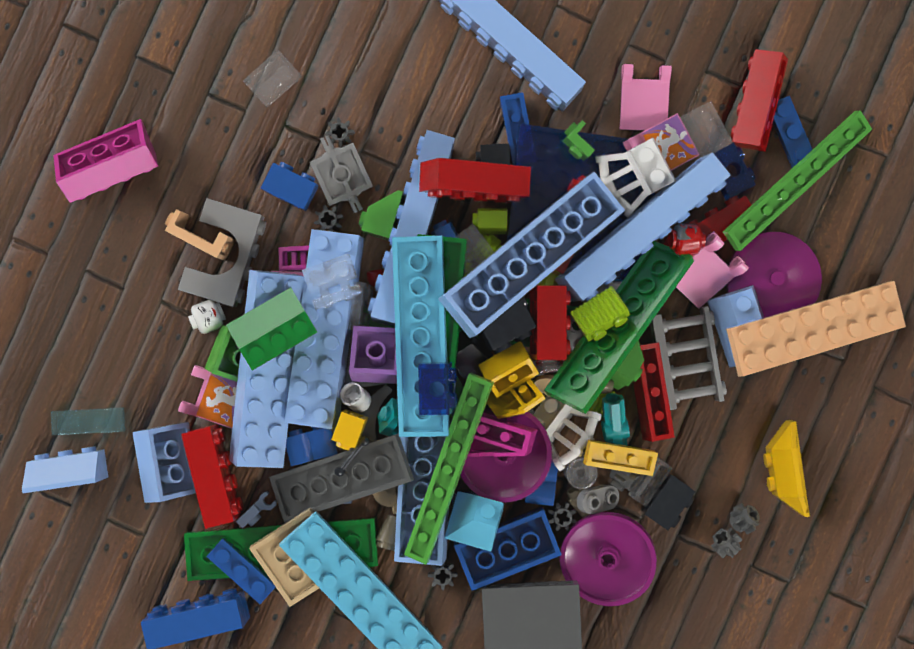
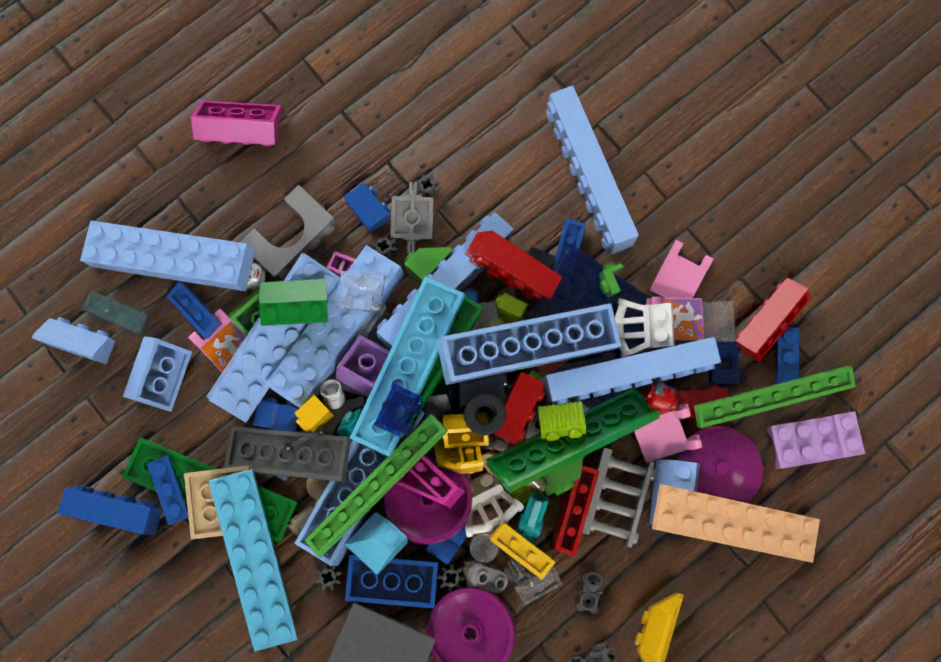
camera: 25 degrees right, 10 degrees down
(112, 339) = (168, 255): none -> light blue brick
(168, 380) = (194, 309): none -> blue plate
(176, 226) = (289, 226): light nougat panel -> none
(212, 475) = (187, 400): red brick -> none
(251, 515) = (201, 449): sand blue plate -> none
(272, 78) = (396, 122): clear plate -> none
(538, 344) = (494, 404): none -> black tyre
(669, 502) = (546, 611): black brick -> none
(701, 446) = (595, 579): none -> dark grey plate
(711, 474) = (583, 605): none -> dark grey plate
(857, 203) = (816, 440): none -> lavender piece

